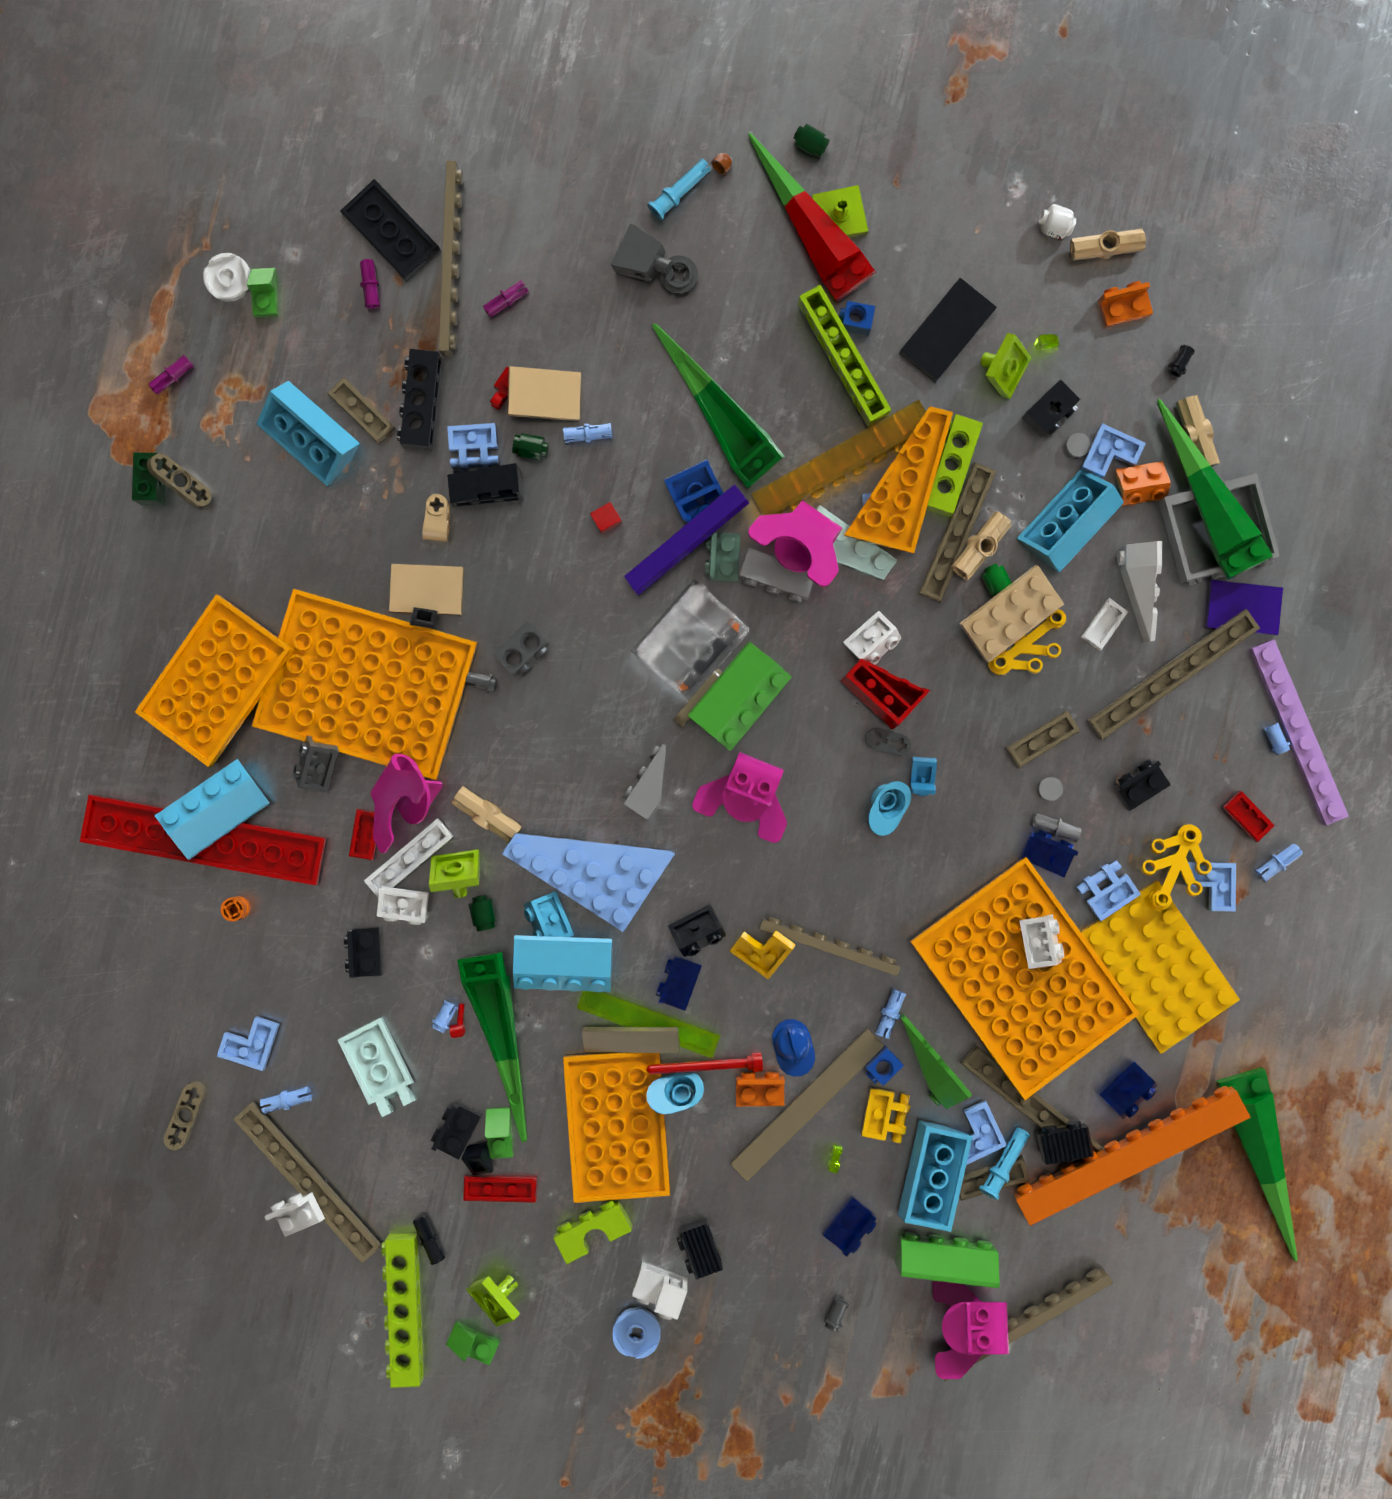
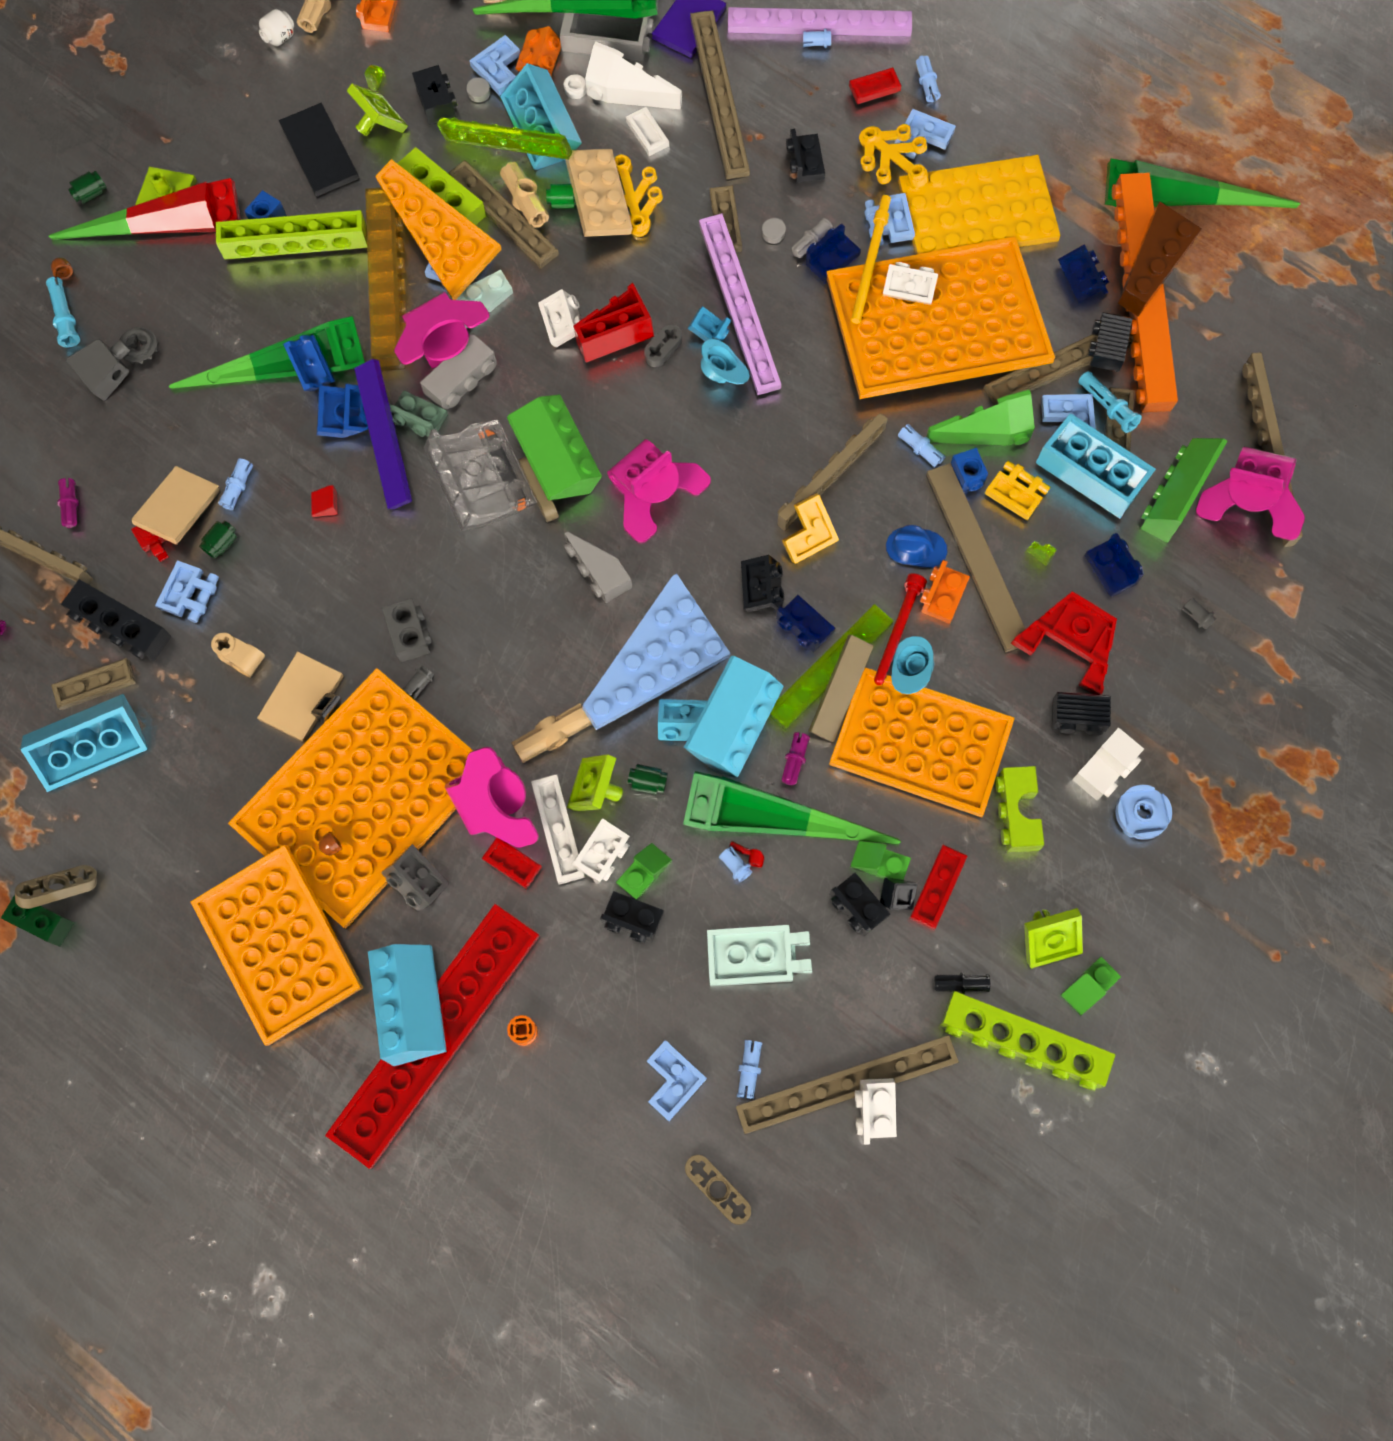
camera: 65 degrees left, 15 degrees down
(309, 683) = (329, 844): none -> dark orange hinge
(406, 944) = (643, 871): none -> bright green slope
(485, 485) = (232, 590): black wedge -> none
(554, 1026) = (795, 758): none -> magenta axle
(723, 440) = (309, 363): none -> blue hinge
(776, 1219) = (1079, 628): none -> red wing
(957, 792) = (740, 304): none -> lavender plate
(1027, 492) = (505, 138): none -> clear neon green plate
(1099, 885) = (880, 220): none -> yellow bar
(1122, 534) = (575, 86): none -> white tile
(1167, 1160) = (1160, 251): none -> reddish brown wedge

